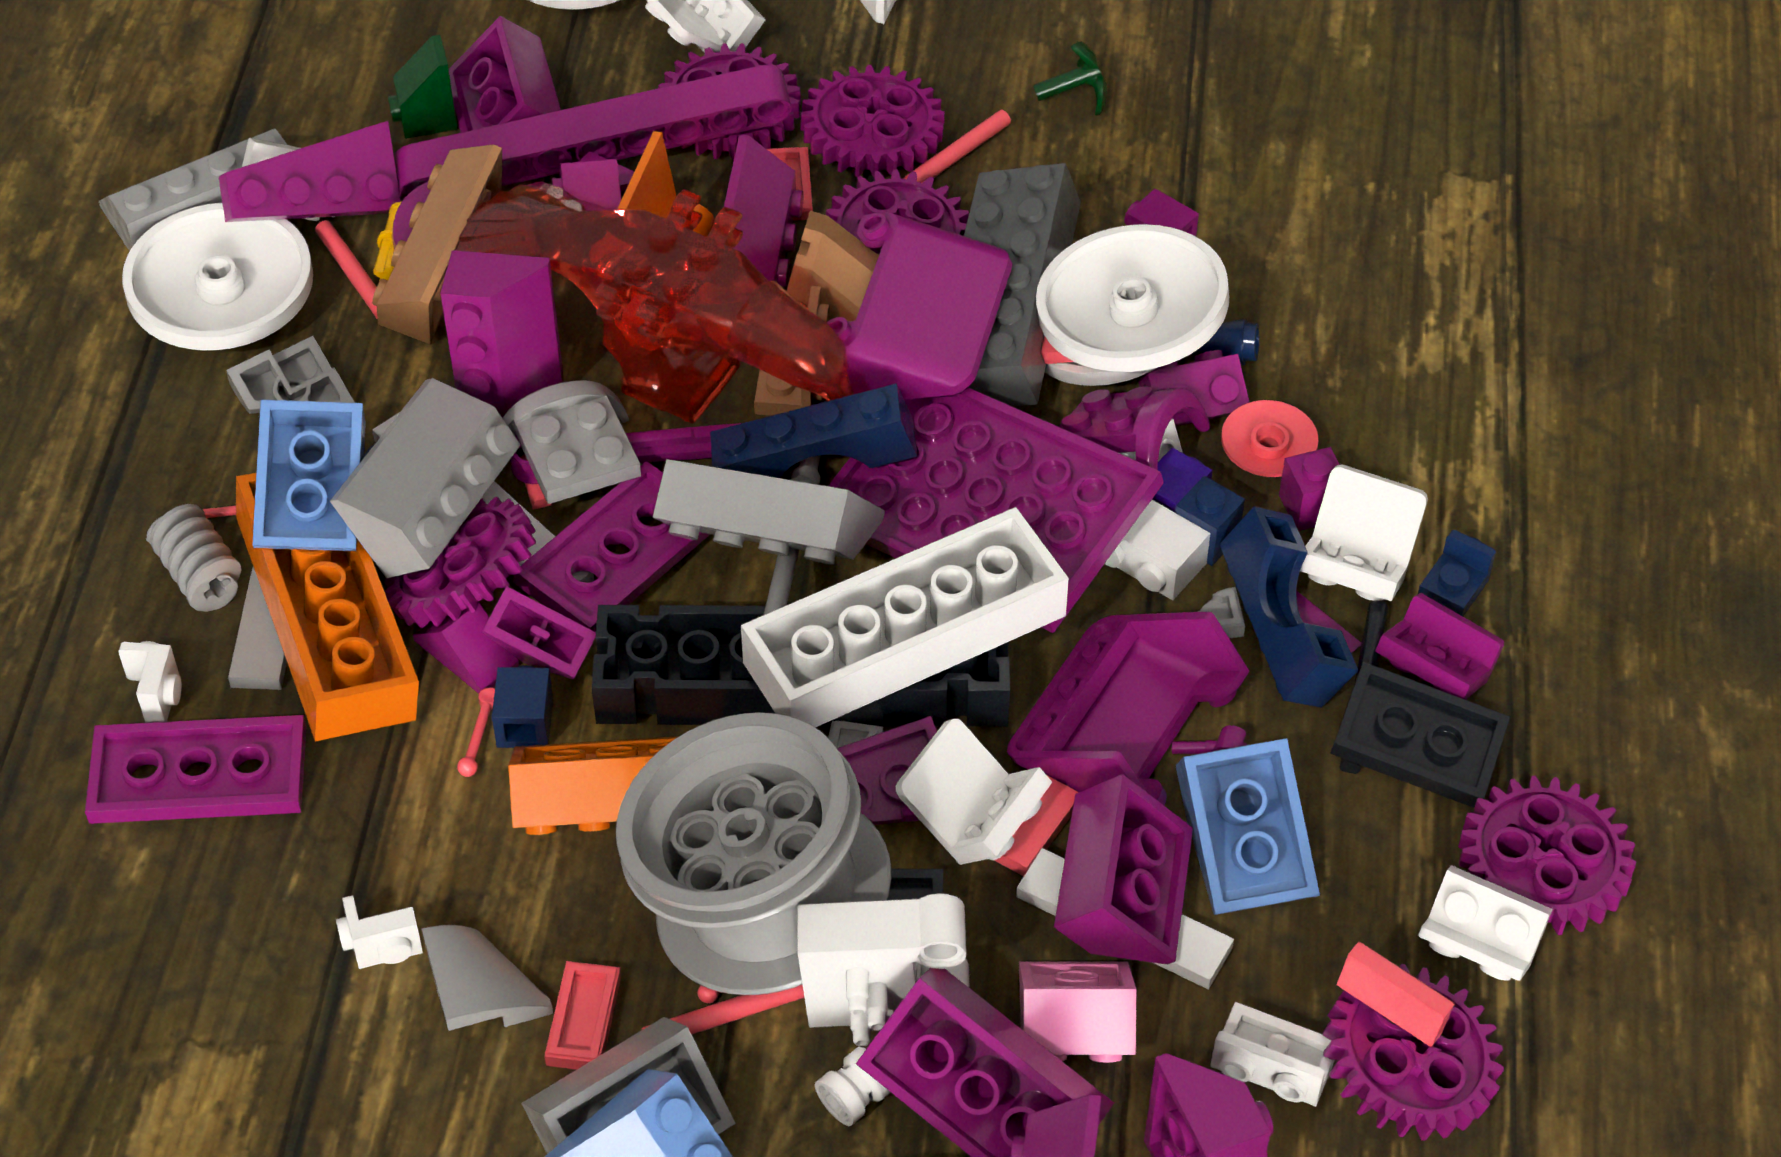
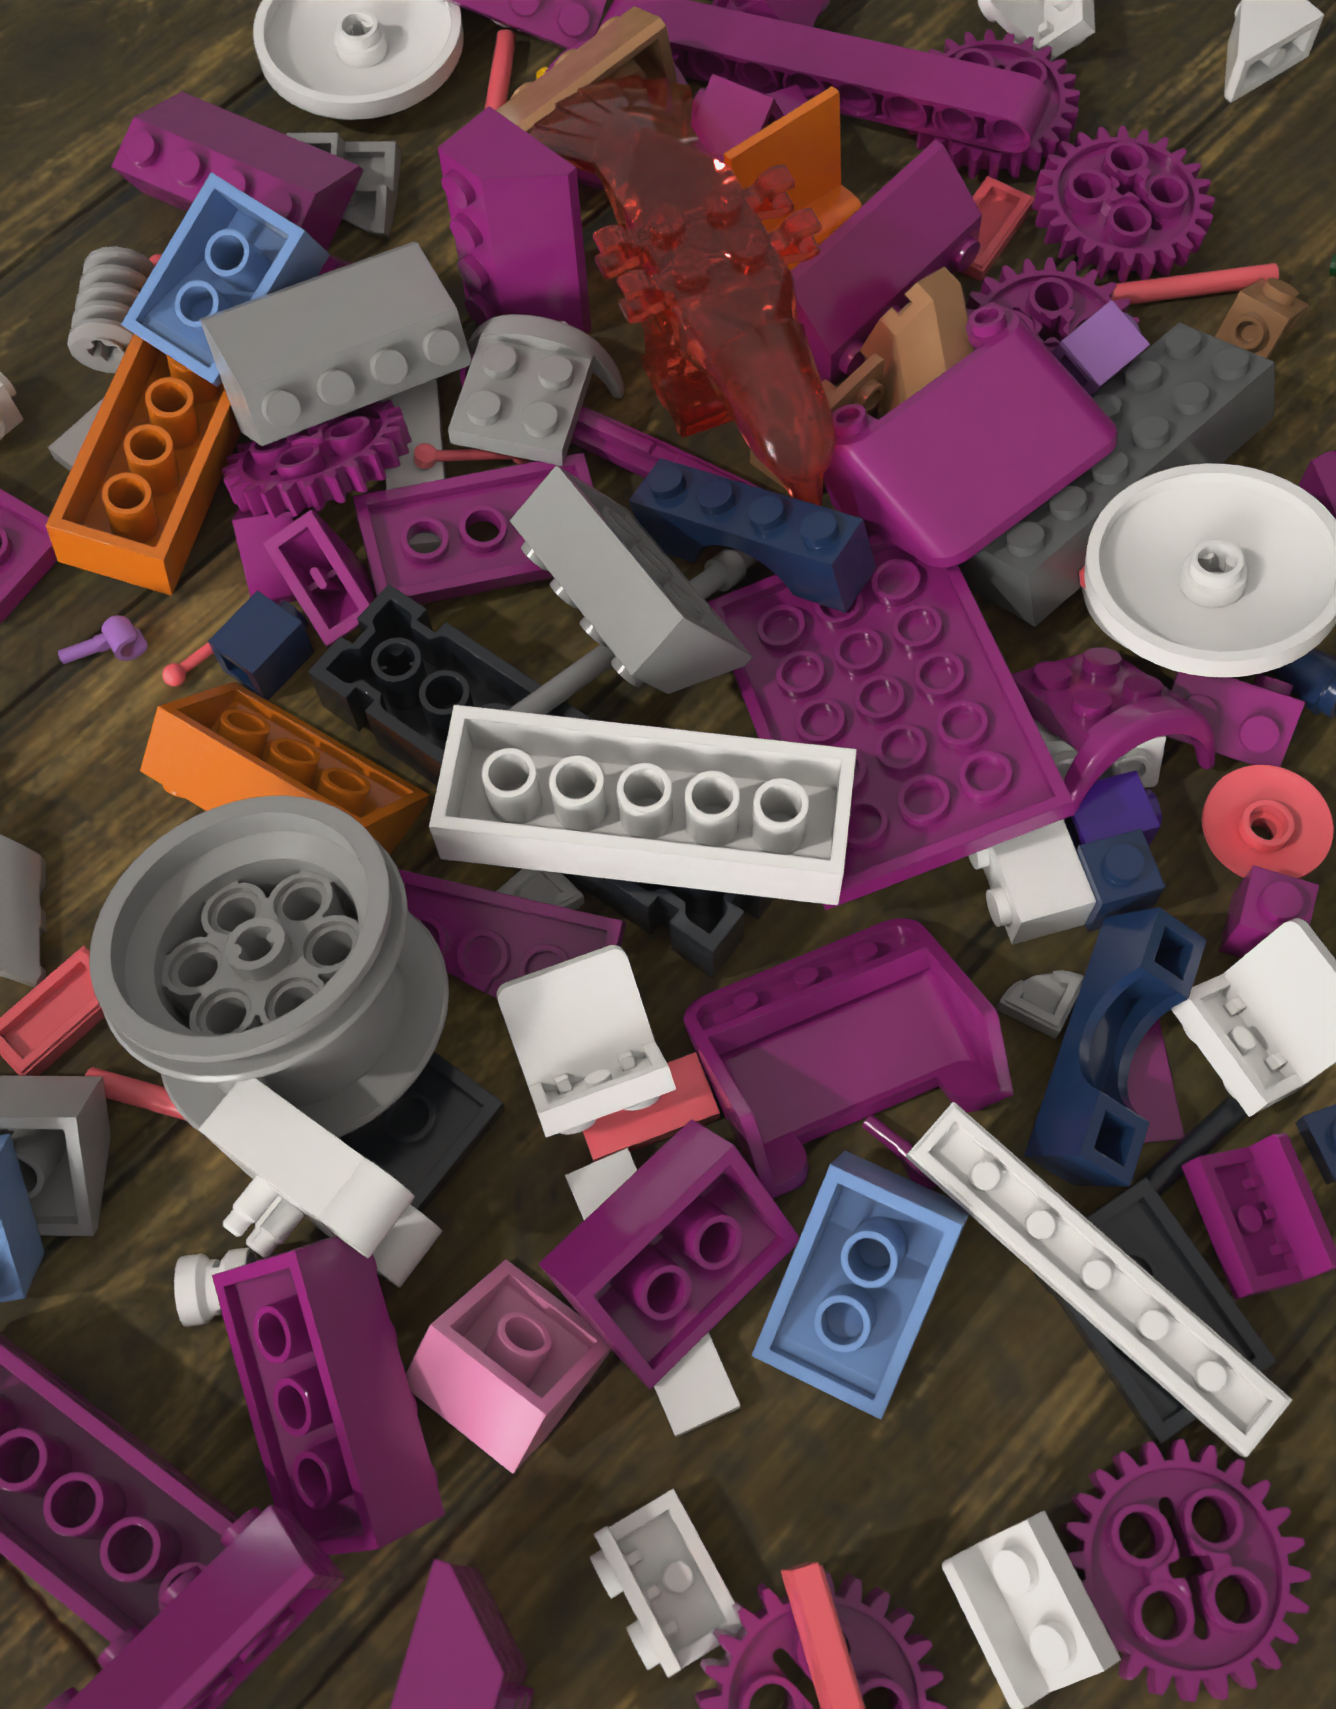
camera: 40 degrees right, 15 degrees up
(199, 416) = (185, 139): none -> magenta slope
(404, 763) = (116, 634): none -> medium lavender hand
(561, 508) = (426, 456): none -> coral hinge
(948, 206) = (1101, 347): none -> medium lavender brick
(1020, 143) = (1262, 316): none -> medium nougat bracket
(1378, 729) = (1100, 1280): none -> white tile

